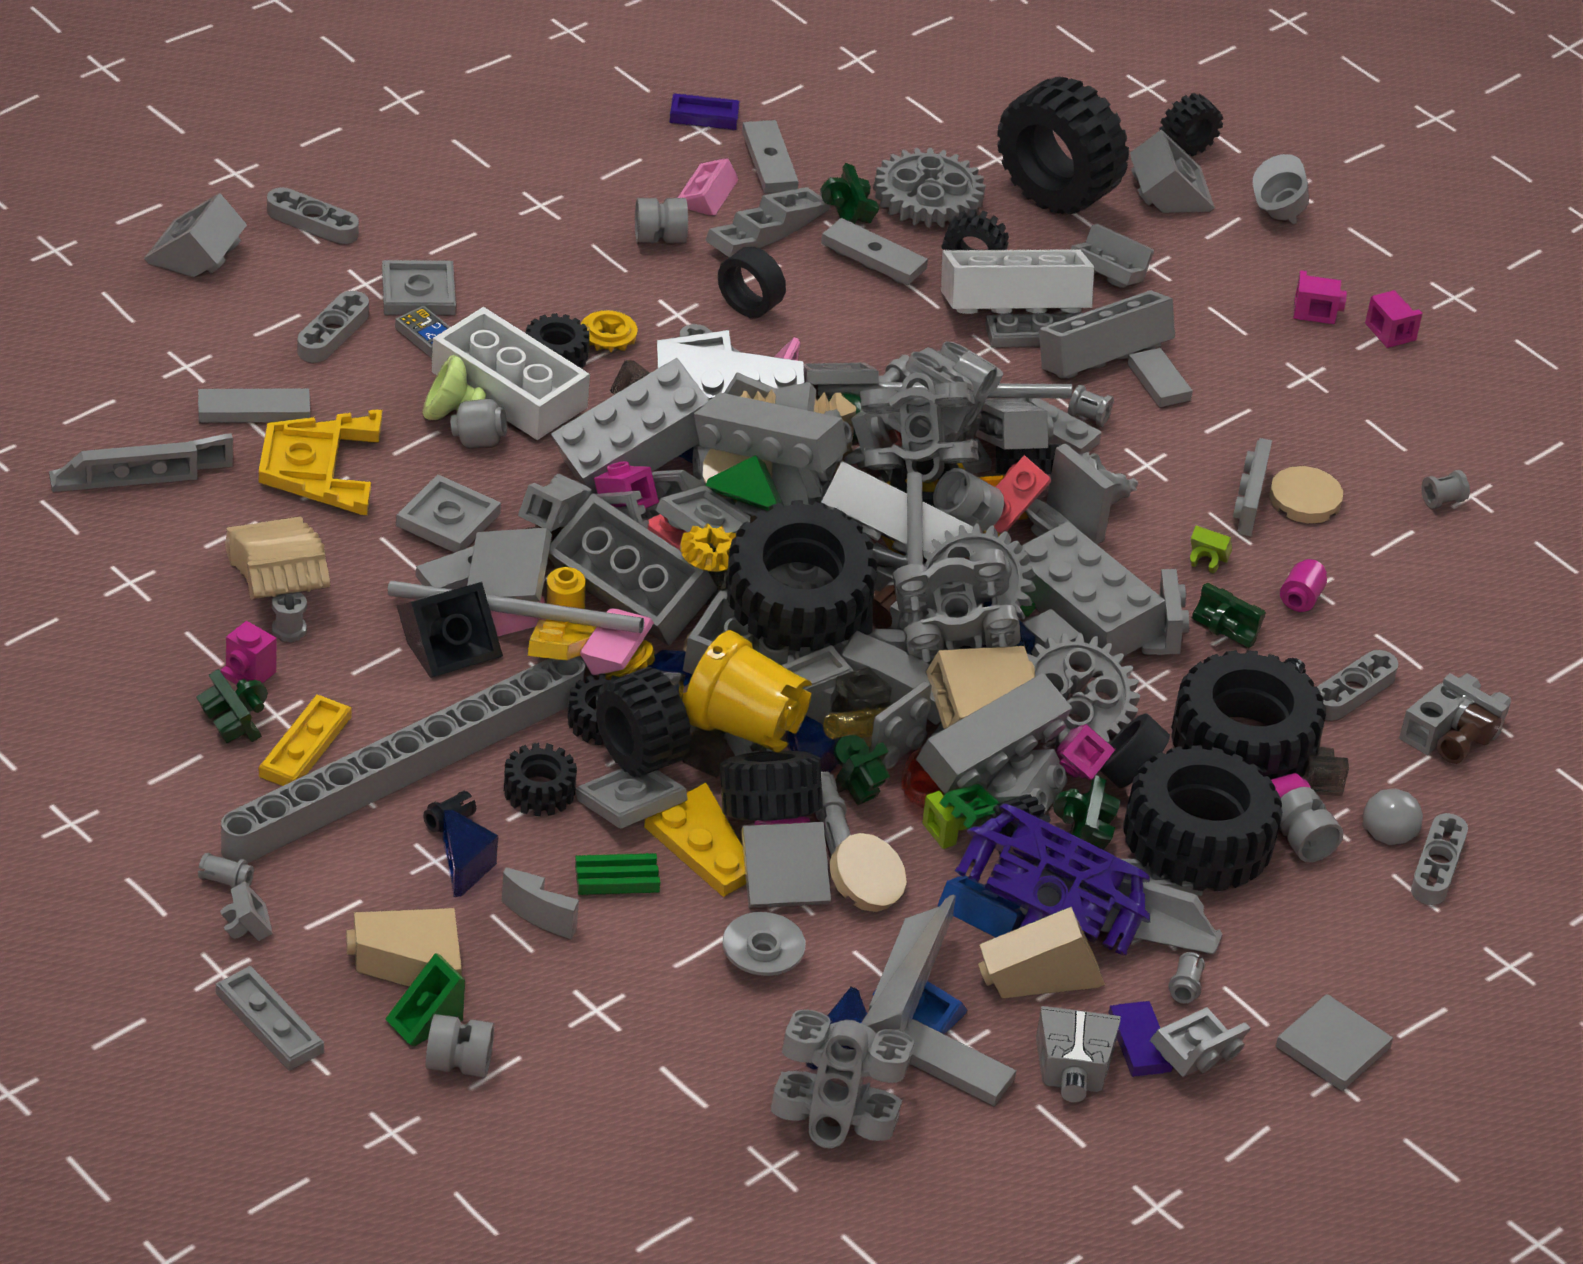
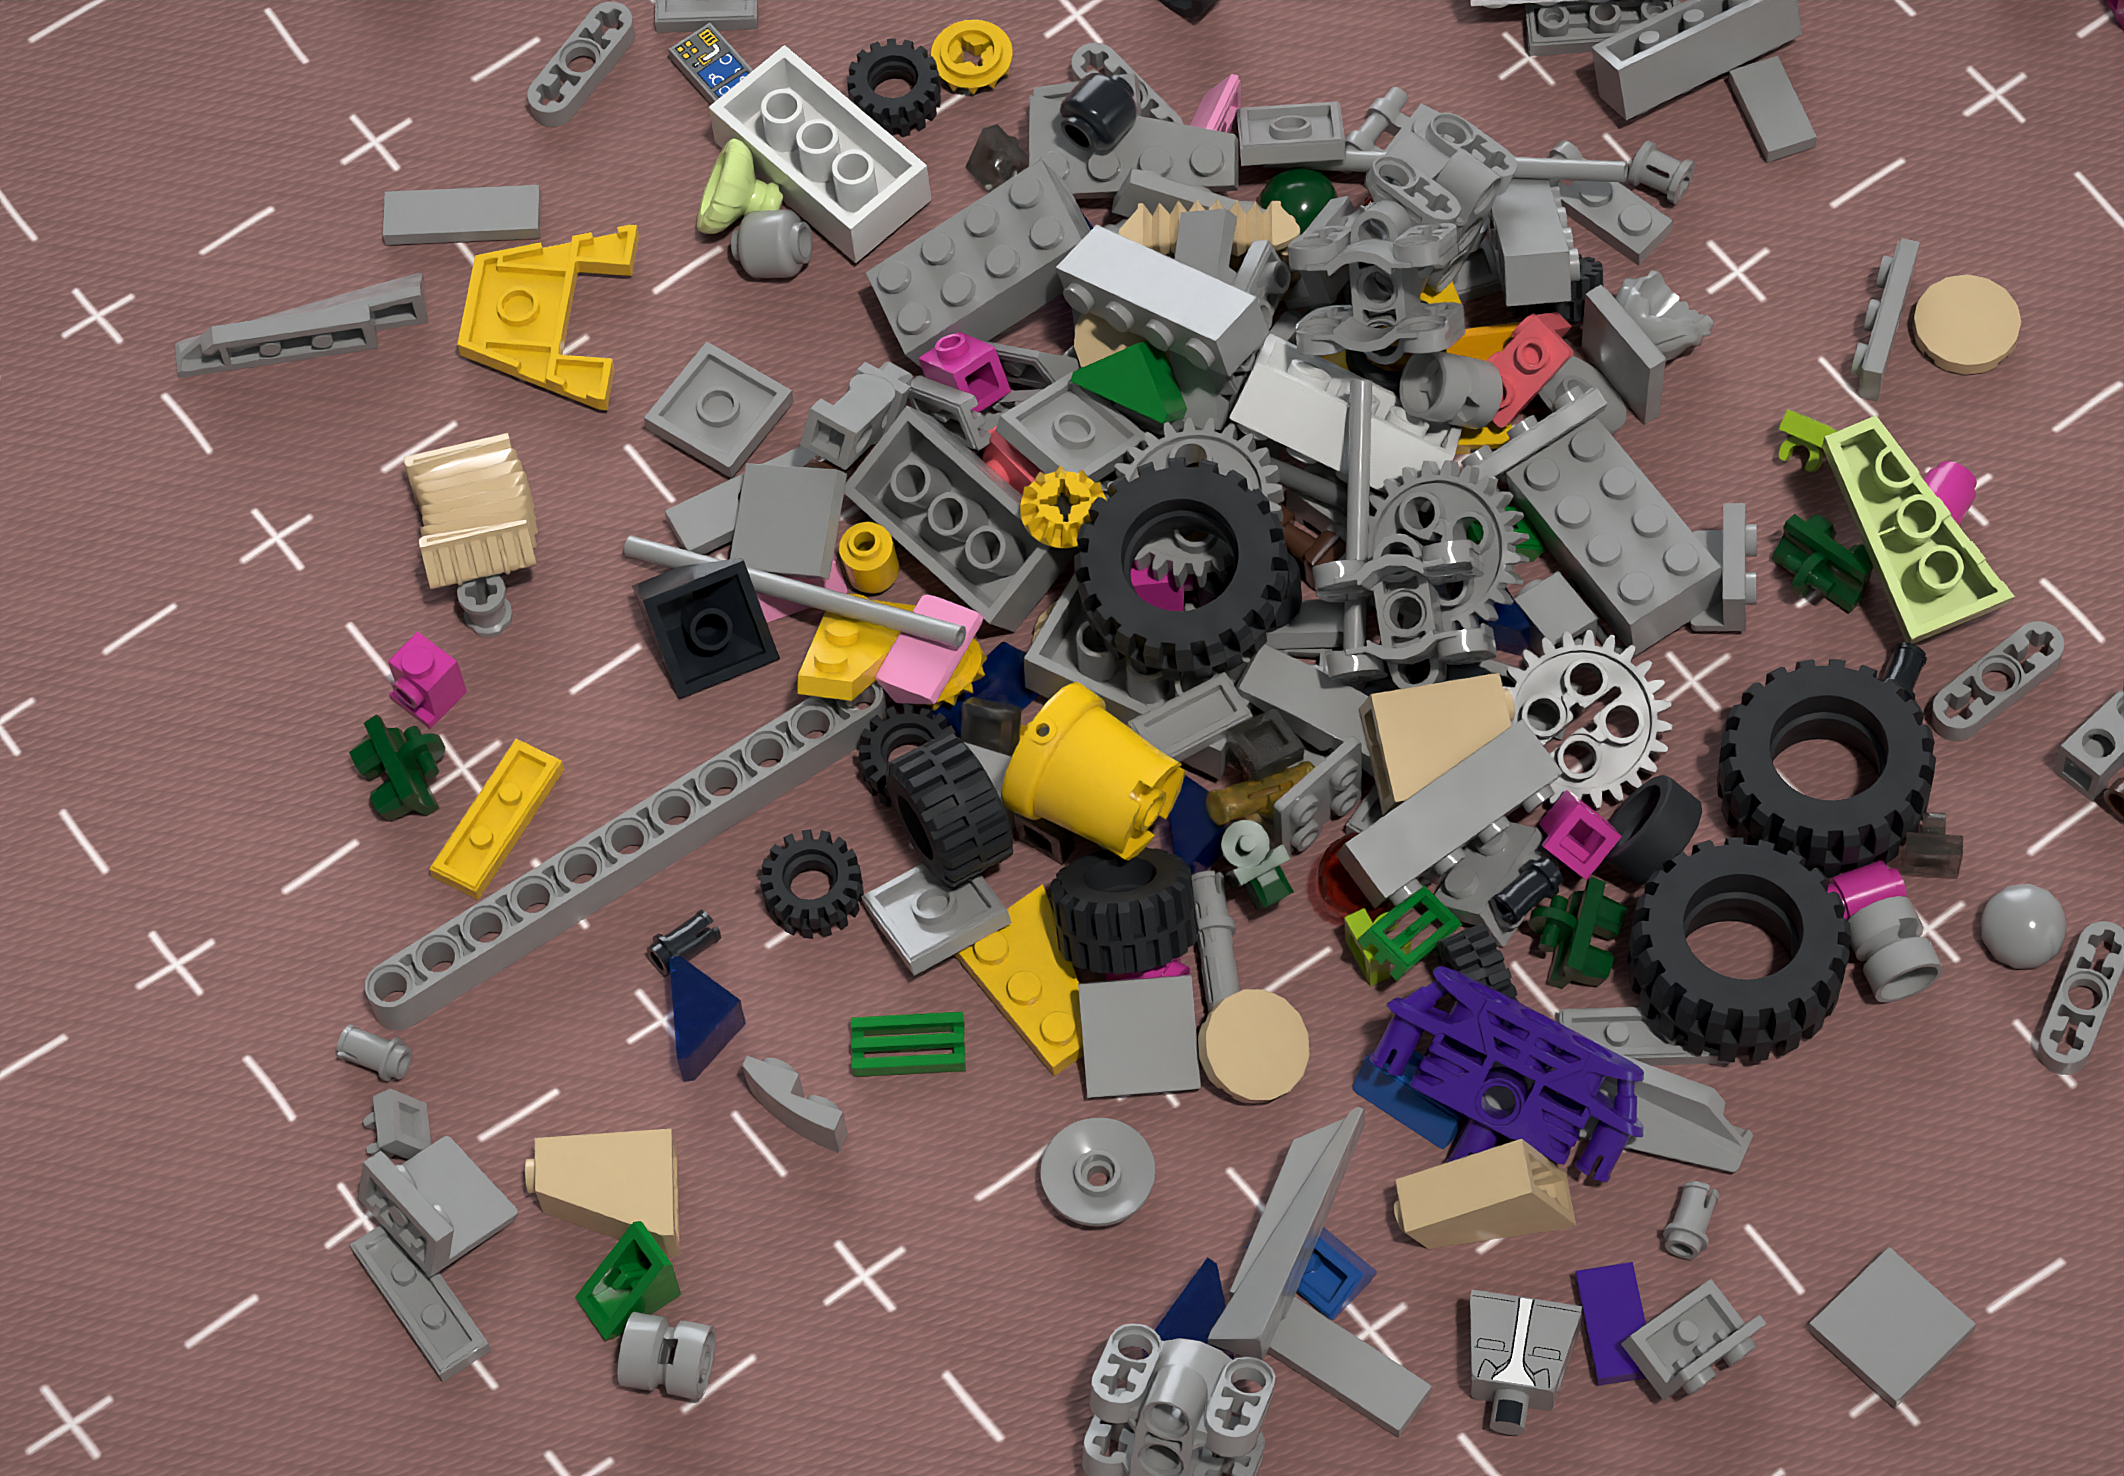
camera: 15 degrees right, 20 degrees up
(276, 953) = (434, 1203): none -> light grey bracket
(709, 343) = (1098, 112): none -> black head
(1050, 515) = (1532, 436): none -> light grey tile
(1059, 776) = (1538, 880): none -> black pin
(1298, 603) = (1915, 545): none -> yellowish green wedge

